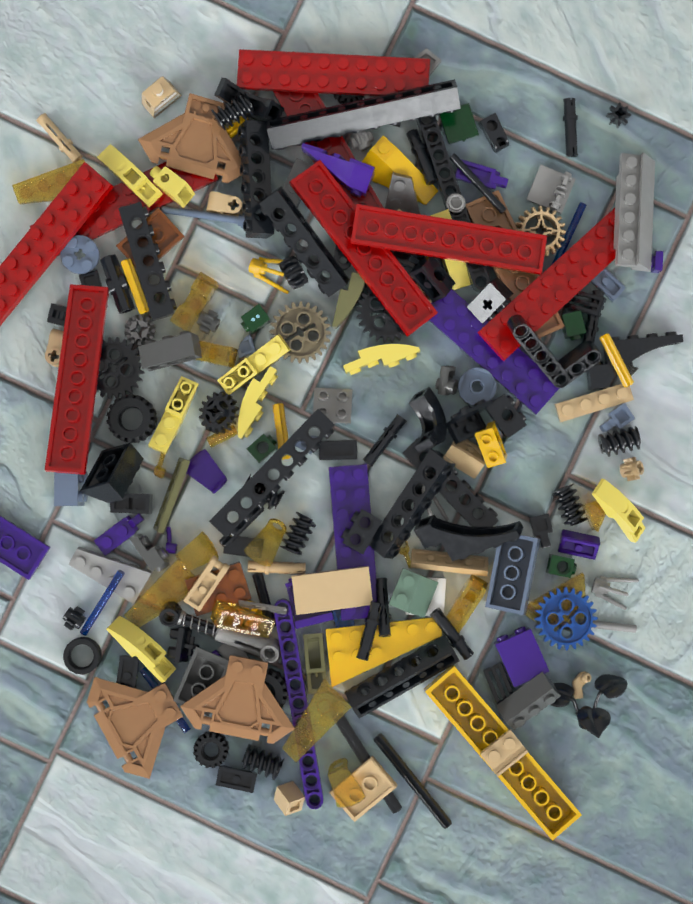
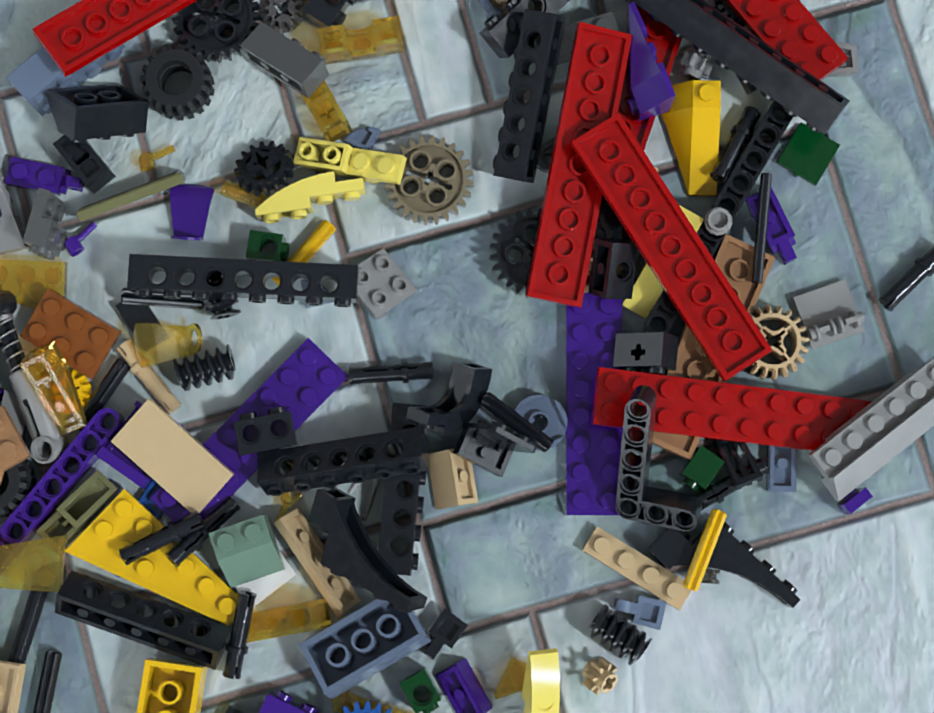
camera: 55 degrees right, 5 degrees down
(174, 415) = (220, 125): light yellow slope -> none
(196, 553) = (89, 277): clear yellow piece -> none
(206, 584) = (60, 313): tan plate -> none
(208, 321) = (354, 73): dark grey gear -> none
(255, 319) = (400, 120): dark green brick -> none
(259, 267) = (461, 77): yellow plant -> none
(275, 609) = (96, 409): light grey piece -> none
(293, 272) = (486, 116): black gear -> none
(338, 450) = (336, 332): black tile -> none
(348, 299) = (508, 200): olive slope -> none
(388, 353) = (489, 294): light yellow slope -> none
(402, 194) = (676, 157): flat silver wing -> none
(446, 384) = (512, 385): dark grey plate -> none
(467, 398) = (516, 421): none -> black axle
(491, 445) = (487, 494): yellow bracket -> none
(494, 132) = (833, 198): black leg -> none
(509, 427) = (523, 495): black brick -> none
(569, 505) = (497, 641): black piece -> none
(570, 231) = (804, 375): clear blue bar -> none

